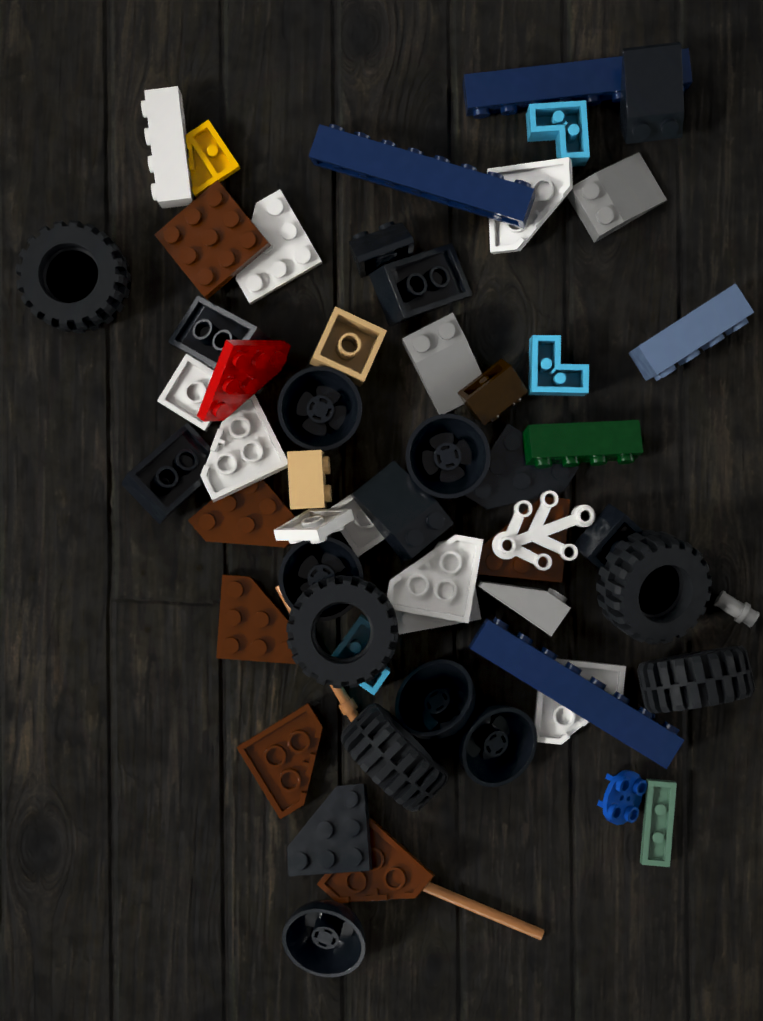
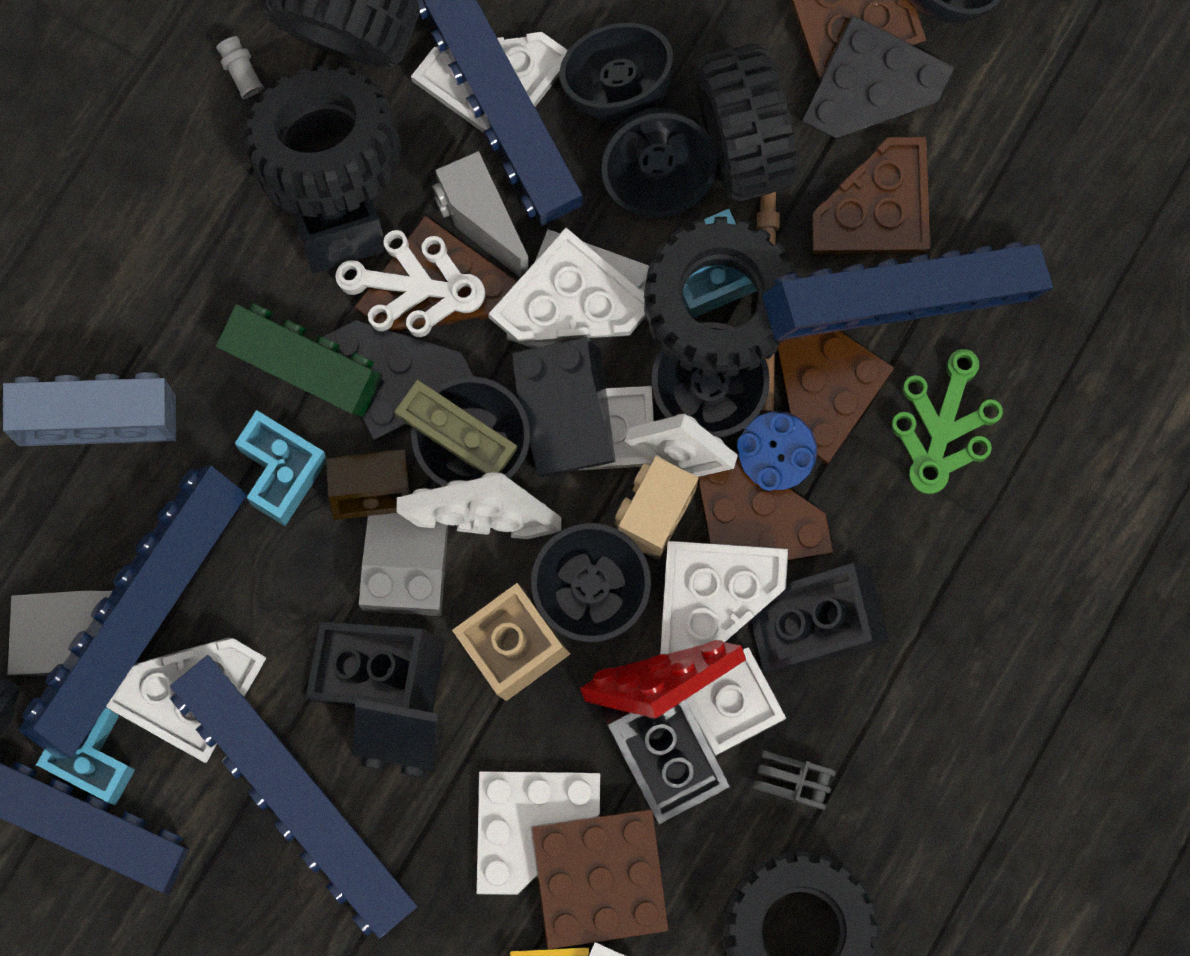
camera: 150 degrees left, 10 degrees down
(129, 367) = (798, 781): none -> dark grey arm
(164, 638) = (942, 427): none -> bright green plant
(231, 701) = (905, 291): none -> dark blue brick
(248, 571) = (762, 460): none -> blue plate
(414, 414) = (481, 505): none -> white plate
(457, 450) = (455, 429): none -> olive plate
(585, 222) = (132, 612): none -> dark blue brick

